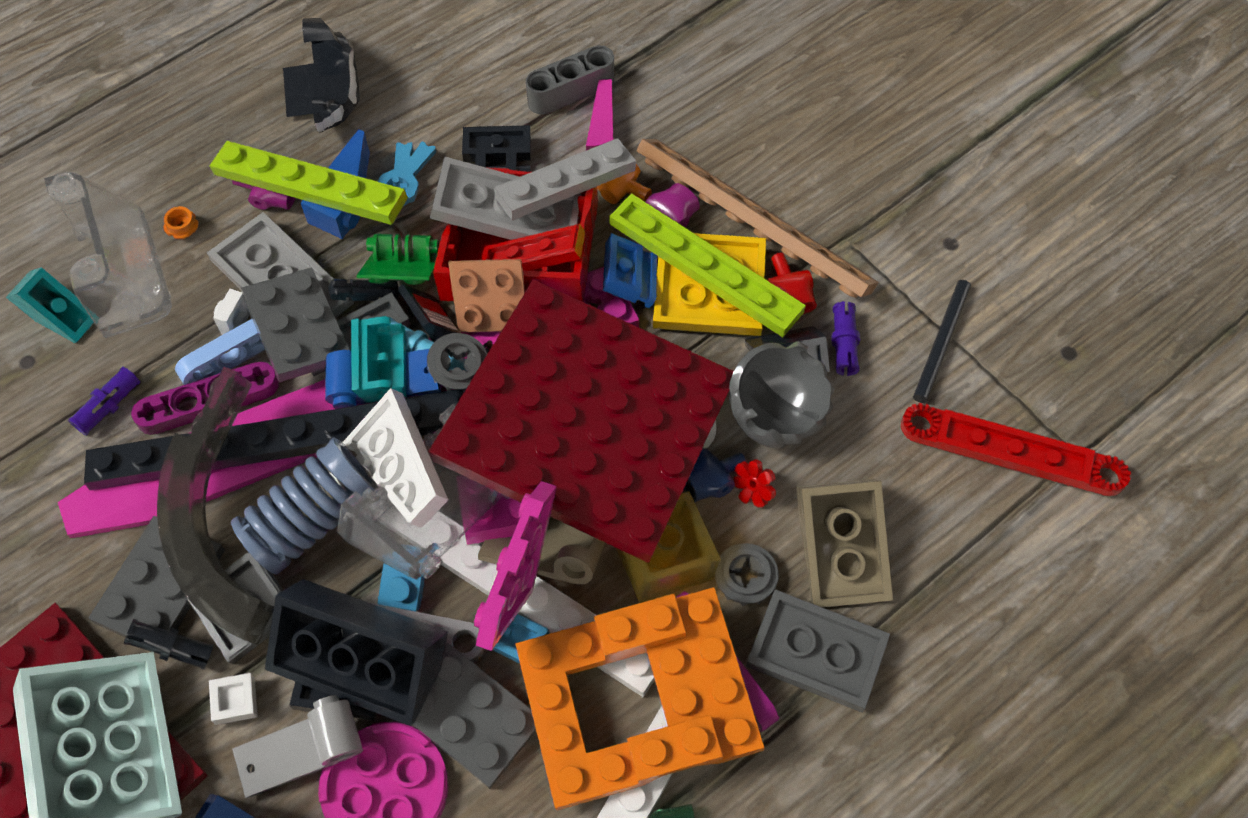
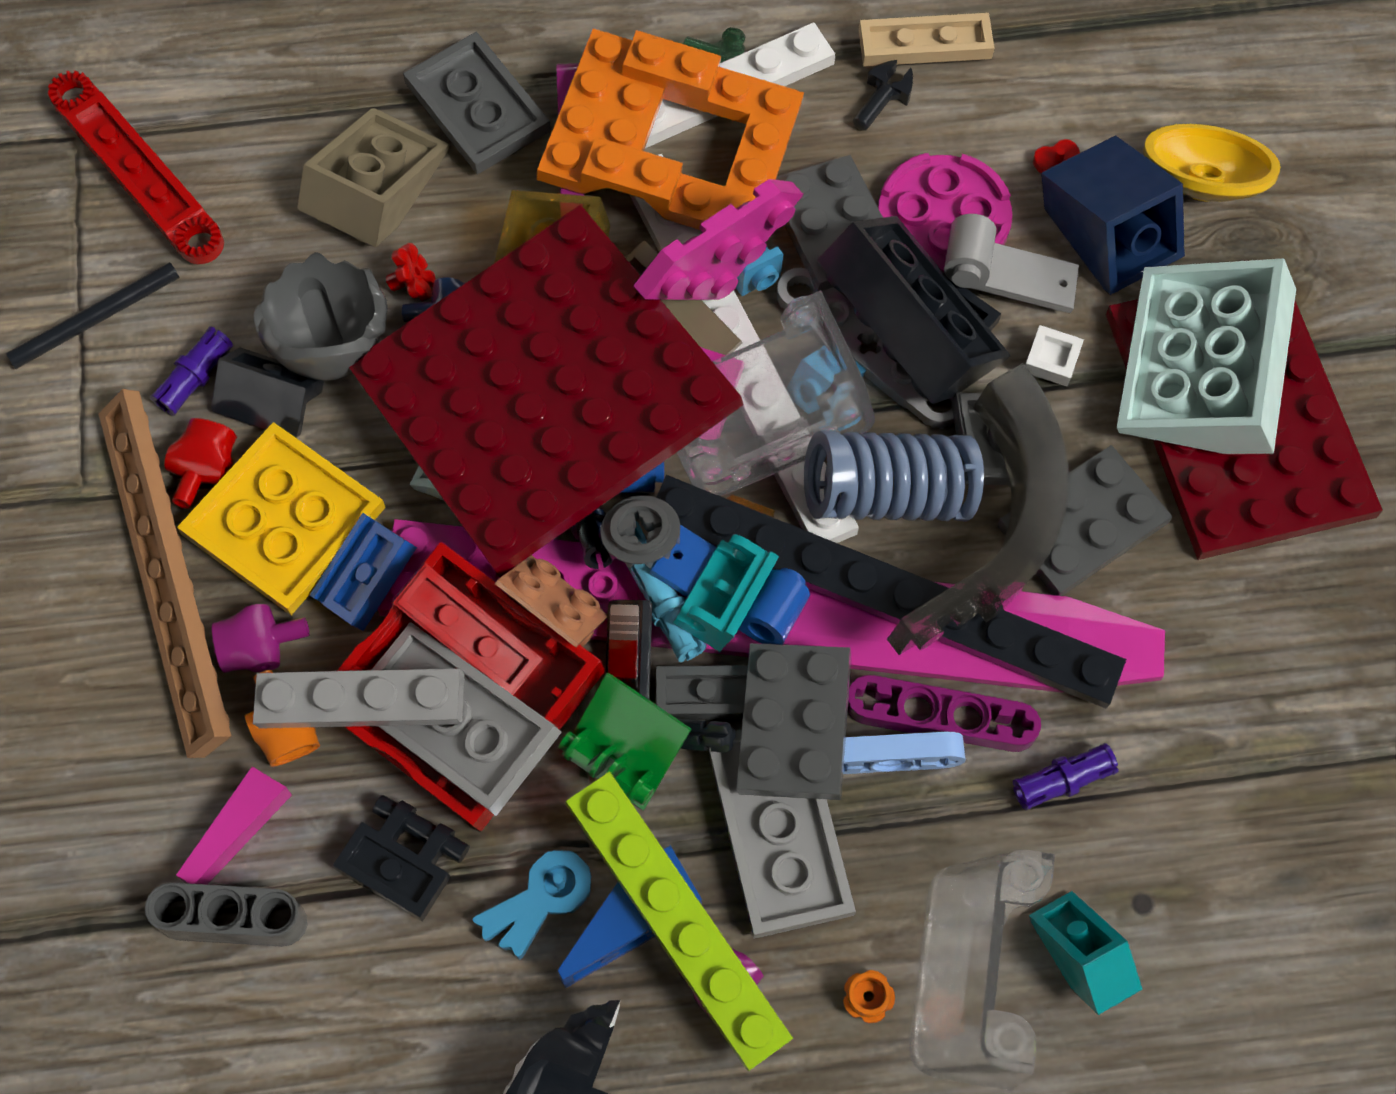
camera: 150 degrees left, 5 degrees up
(168, 644) = (1098, 433): black pin -> none
(231, 311) = (864, 802): white plate -> none
(397, 457) = (770, 449): white wing -> none
(707, 265) = (277, 521): lime plate -> none
(760, 564) = (486, 186): dark grey gear -> none

